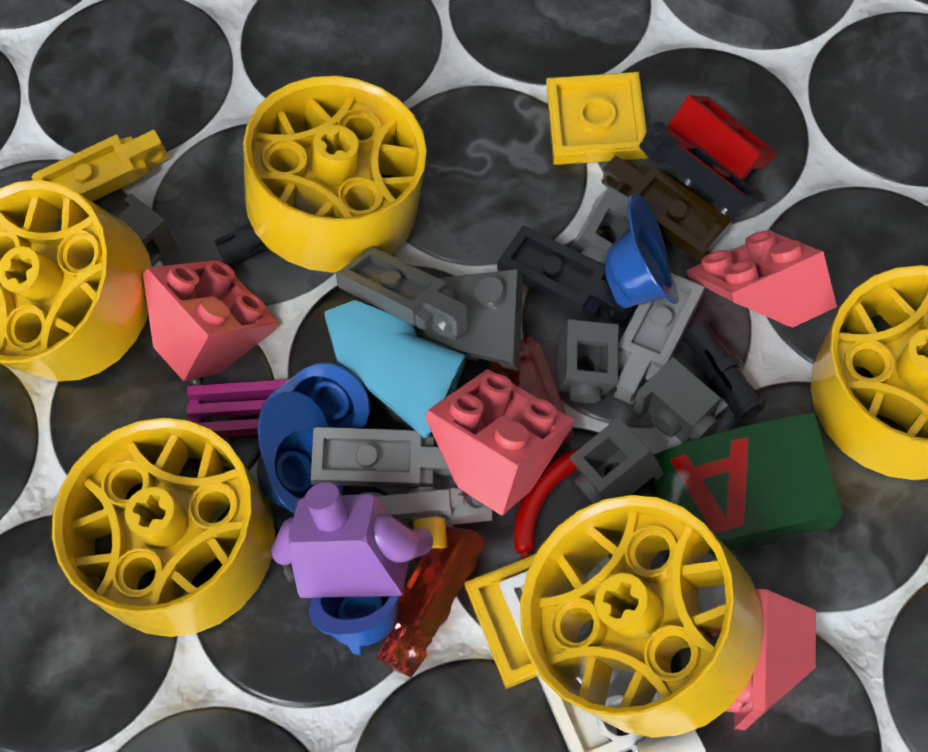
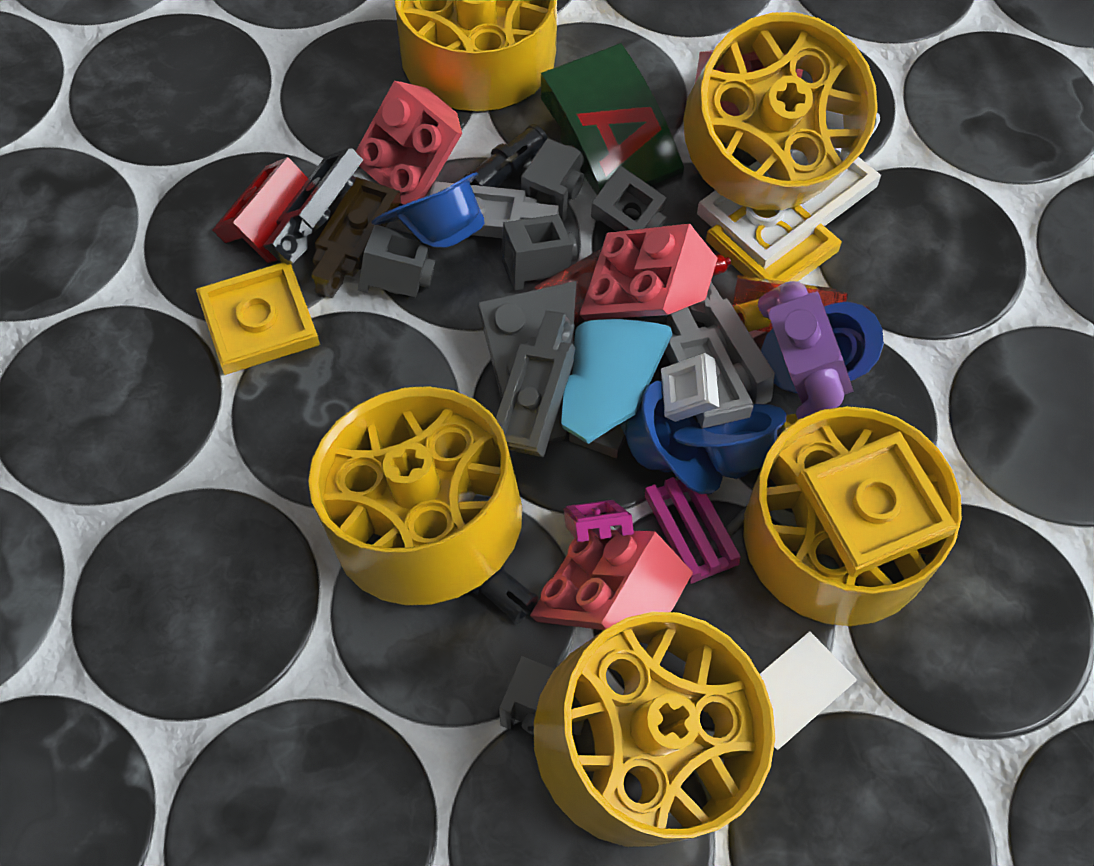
camera: 115 degrees left, 5 degrees down
(58, 439) = (803, 685): none -> white sticker
(107, 165) = (467, 791): yellow hinge -> none
(128, 514) = (876, 503): none -> yellow tile
(254, 320) = (600, 524): none -> dark pink tile
(345, 420) = (690, 387): none -> white tile
(562, 275) = (451, 297): black hinge -> none

